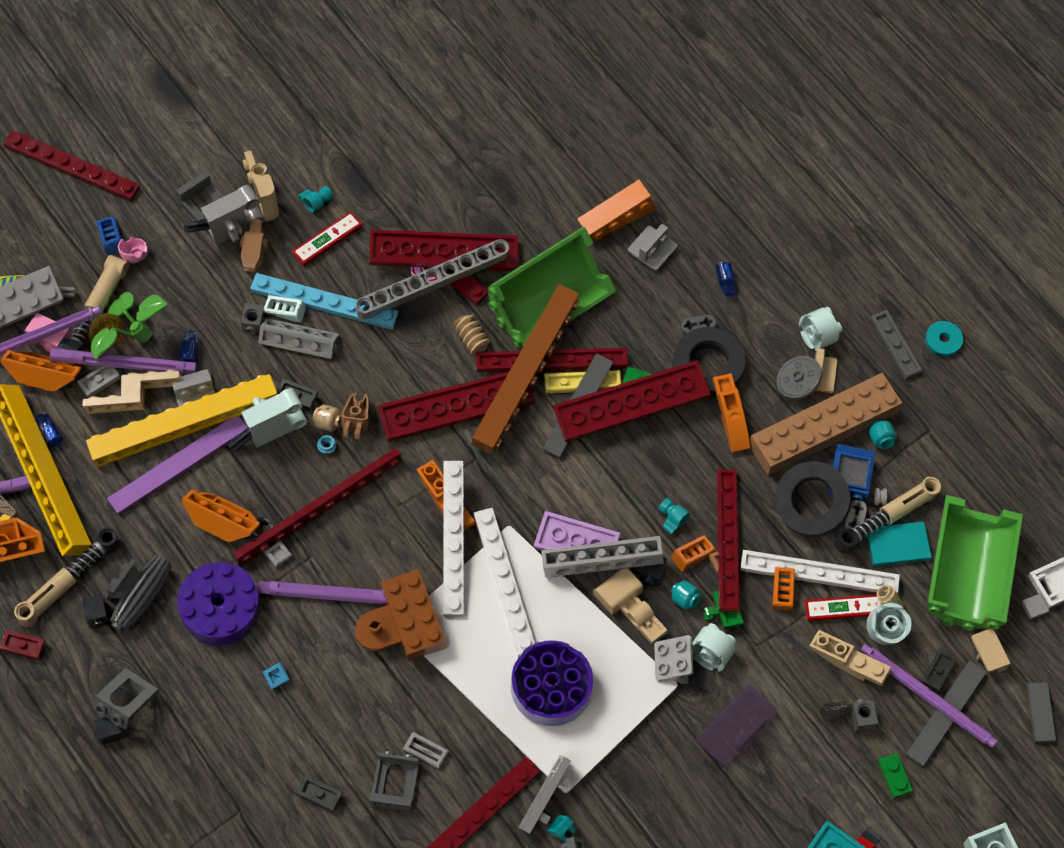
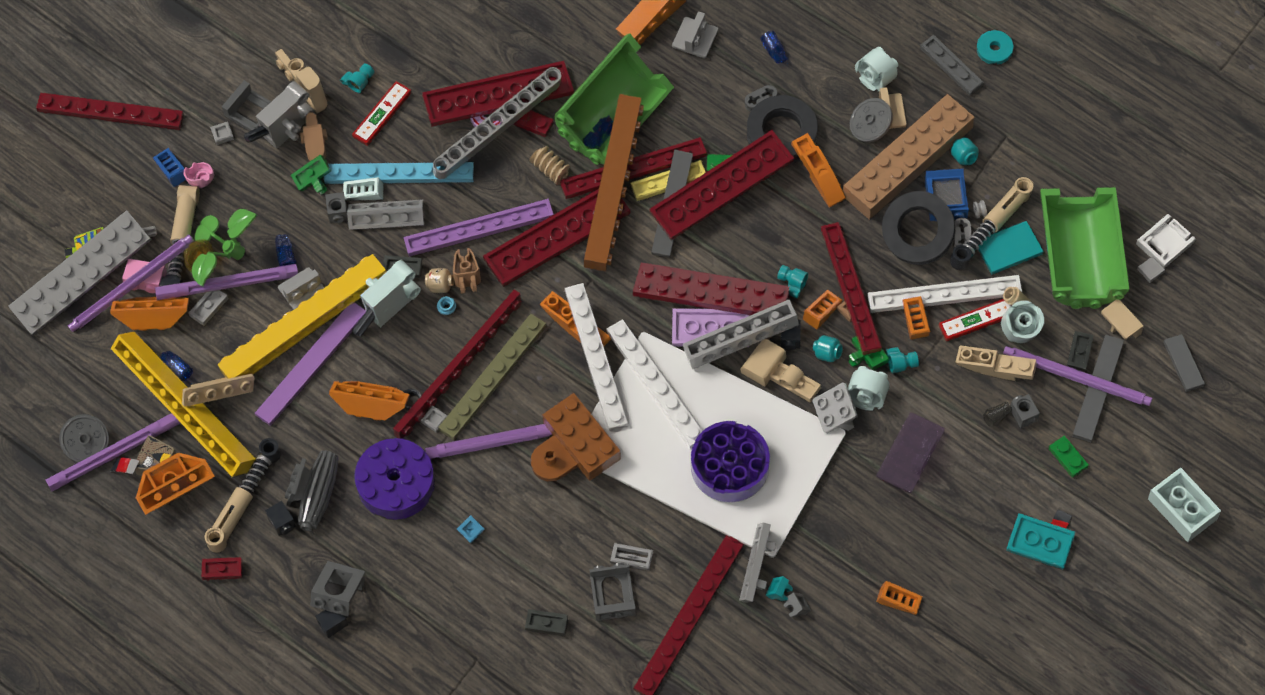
camera: 10 degrees left, 0 degrees up
(76, 465) = (217, 389): none -> tan bracket
(132, 392) = (245, 306): tan bracket -> none
(169, 215) = (222, 133): none -> light grey tile
(238, 280) = (311, 174): none -> green plate
(347, 528) = (492, 377): none -> olive plate
(382, 376) = (478, 227): none -> medium lavender plate
(529, 318) = (602, 131): none -> hinge
(585, 502) = (707, 289): none -> dark red plate
(753, 628) = (899, 362): none -> teal piece

